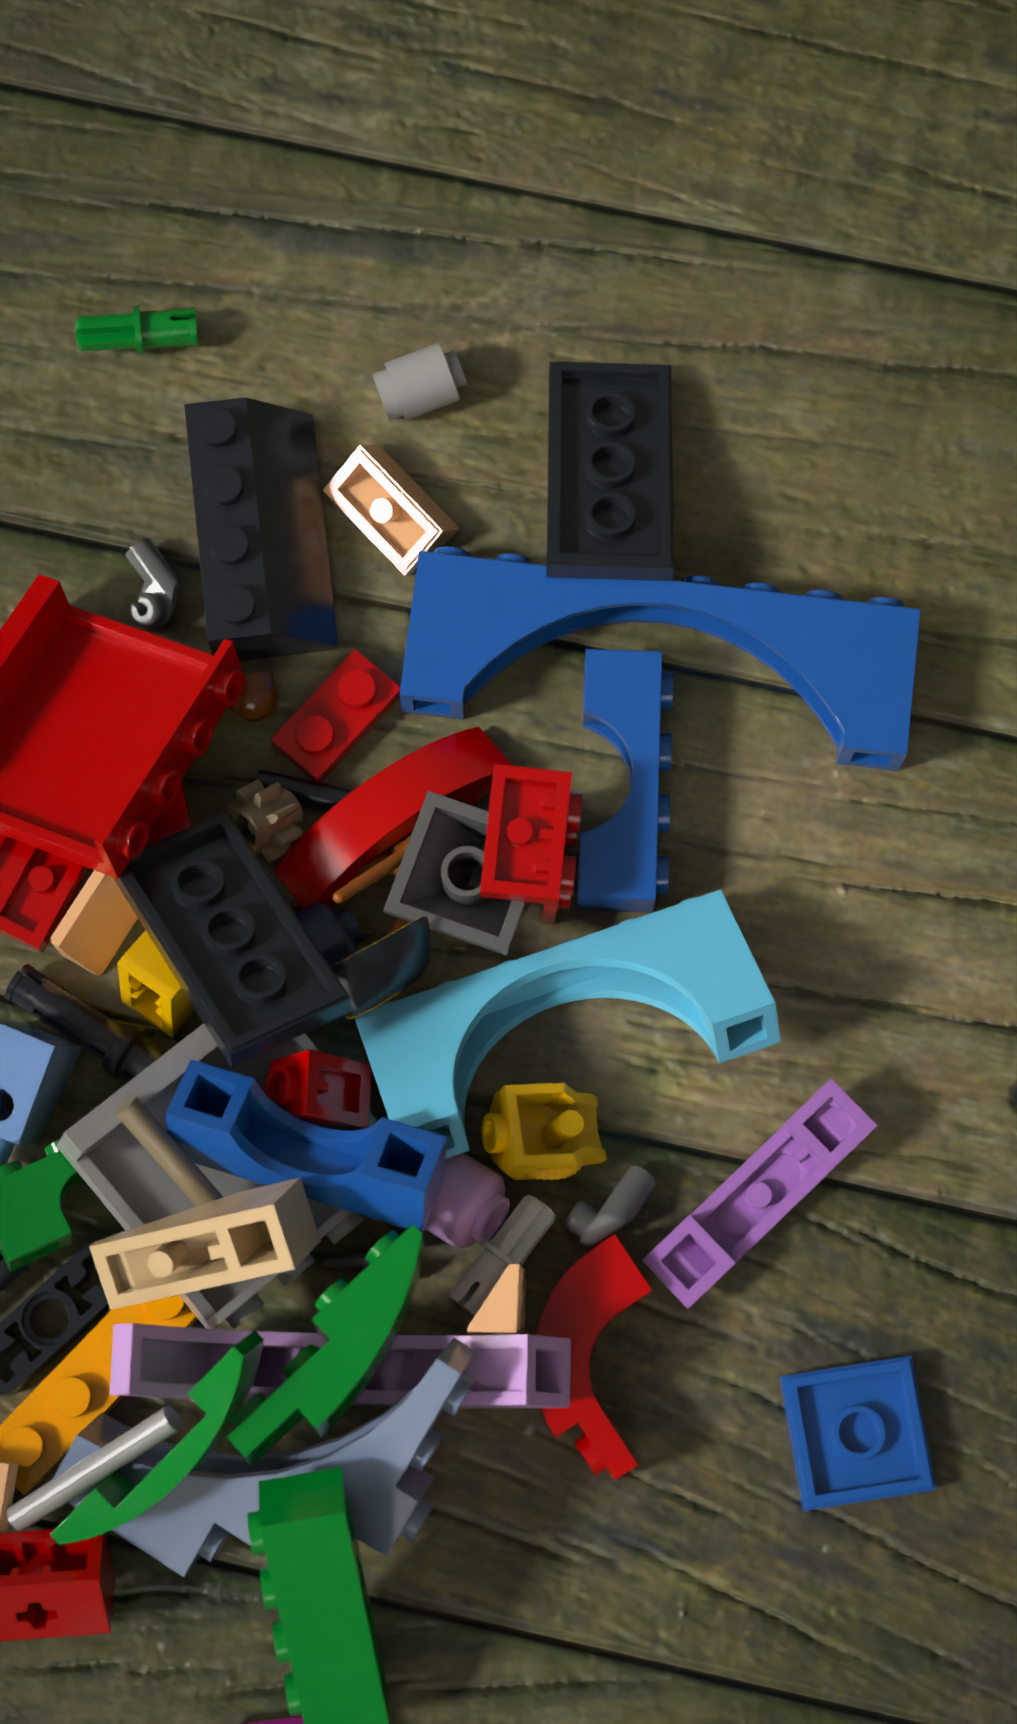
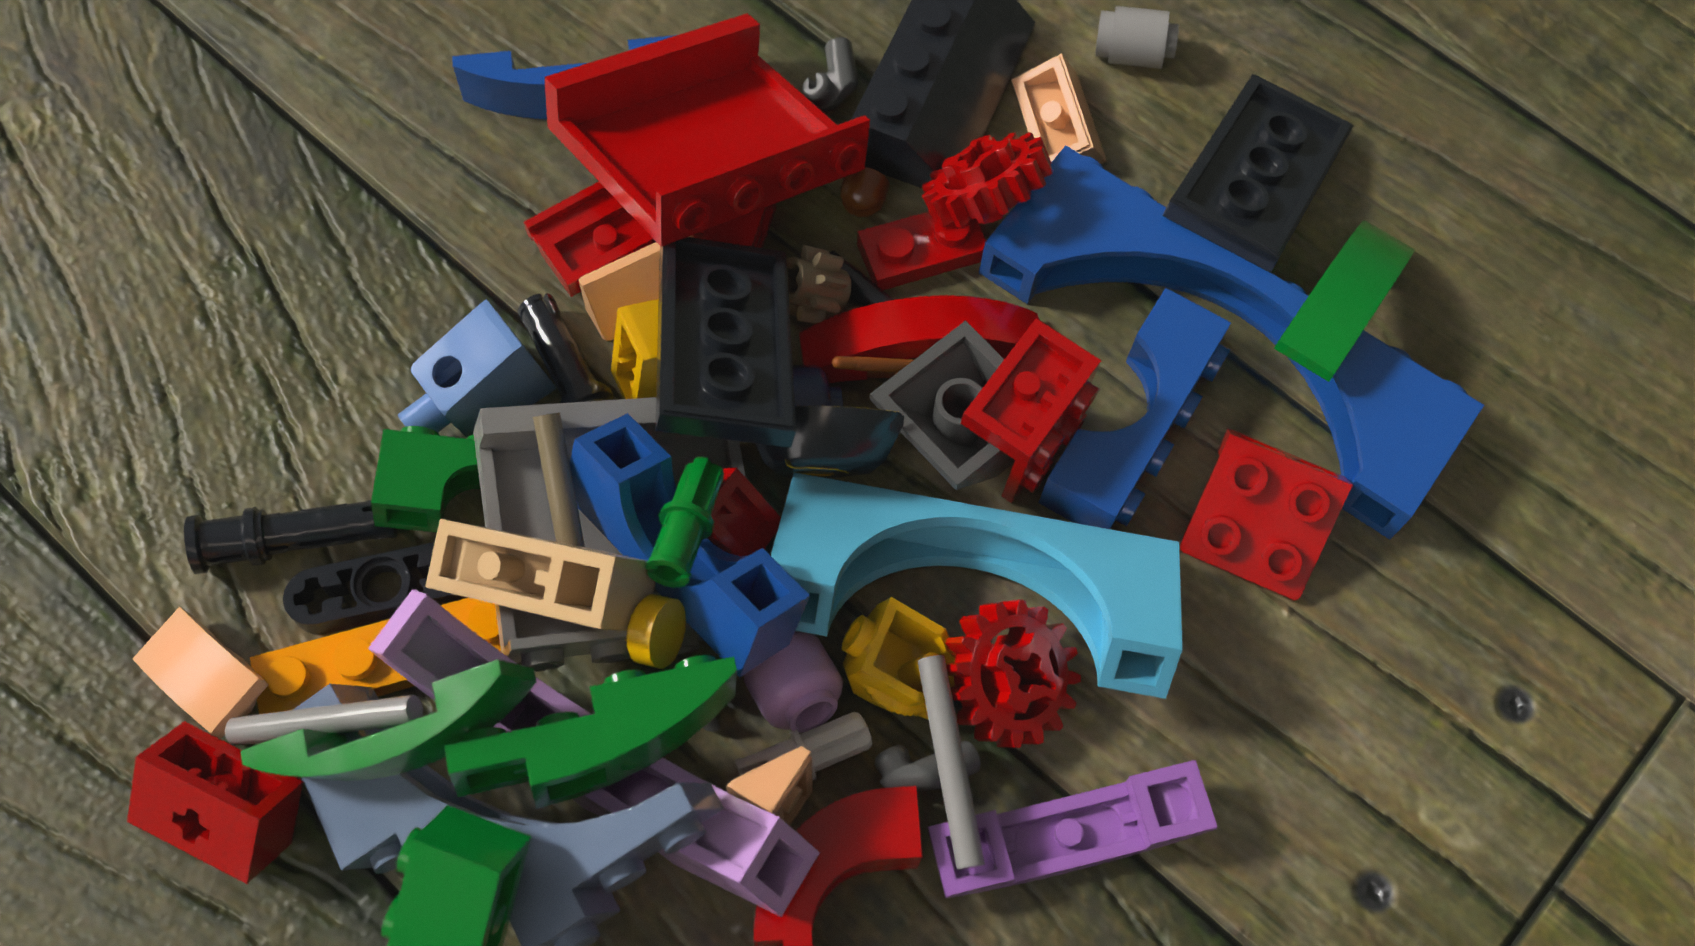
camera: 25 degrees right, 10 degrees down
(302, 1129) = (685, 523): none -> green axle
(331, 1236) = (656, 631): none -> yellow tile
(368, 632) = (987, 179): none -> red gear
(632, 1197) = (950, 762): none -> light grey bar
(637, 1120) = (1010, 674): none -> red gear
(752, 565) = (1344, 300): none -> green slope
(779, 810) = (1265, 514): none -> red bracket

